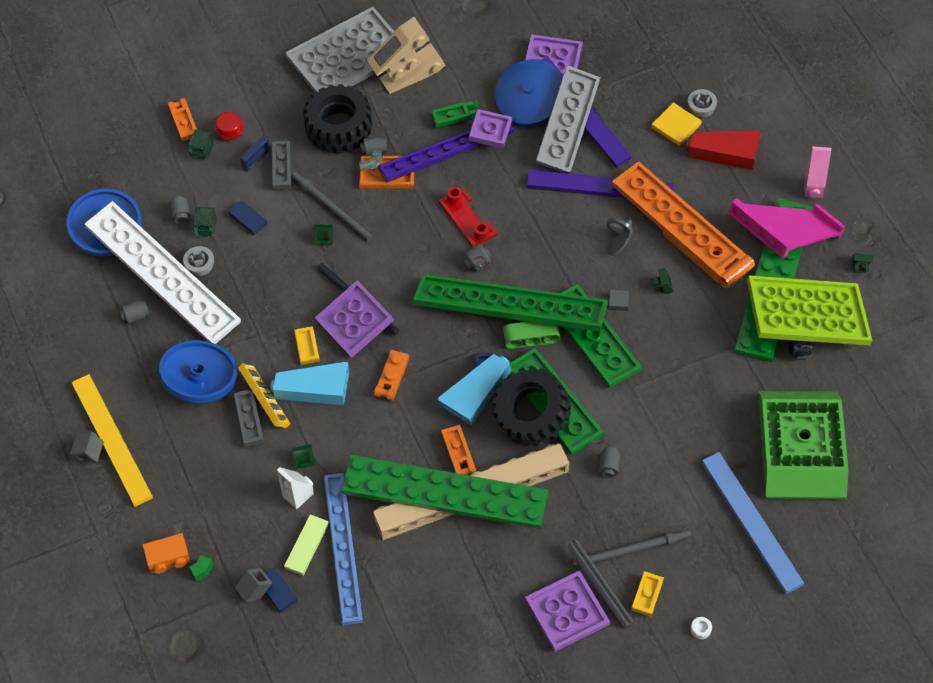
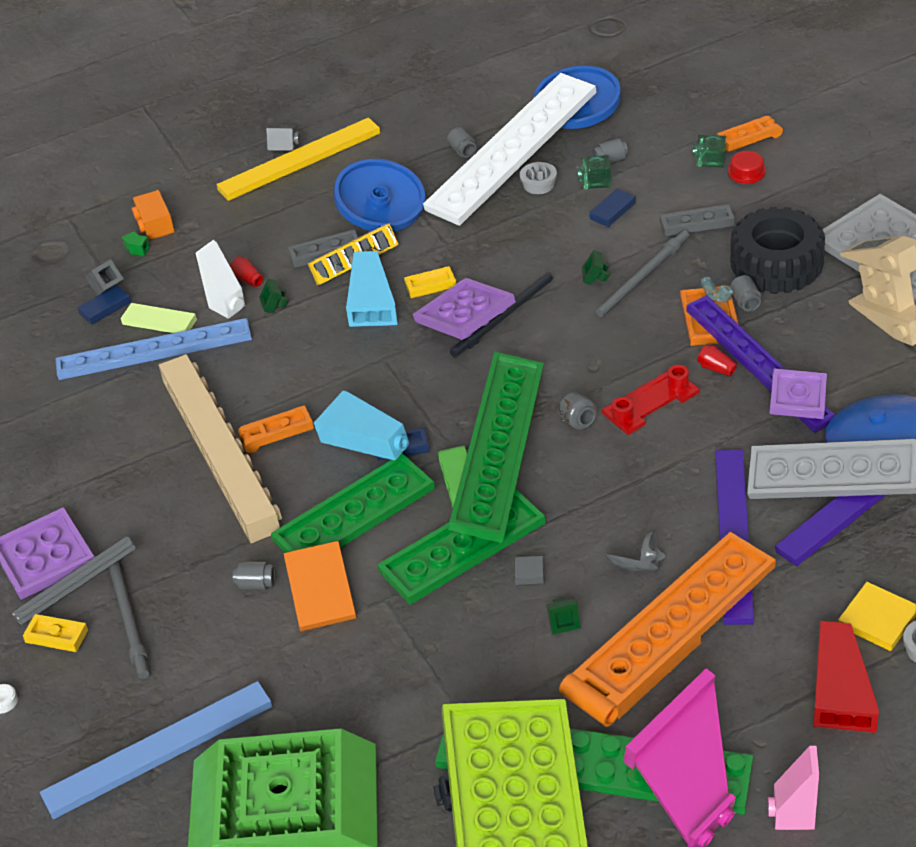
camera: 90 degrees right, 15 degrees down
(255, 153) = (707, 193): dark blue tile -> none
(264, 477) = (246, 271): none -> red cone
(392, 375) = (389, 358): orange plate -> none
(439, 173) = (717, 361): none -> red cone
(445, 491) = (203, 414): green plate -> none
(455, 113) = (823, 360): green hinge -> none
(515, 389) = (325, 473): black tyre -> none
(624, 420) = (319, 586): none -> orange tile

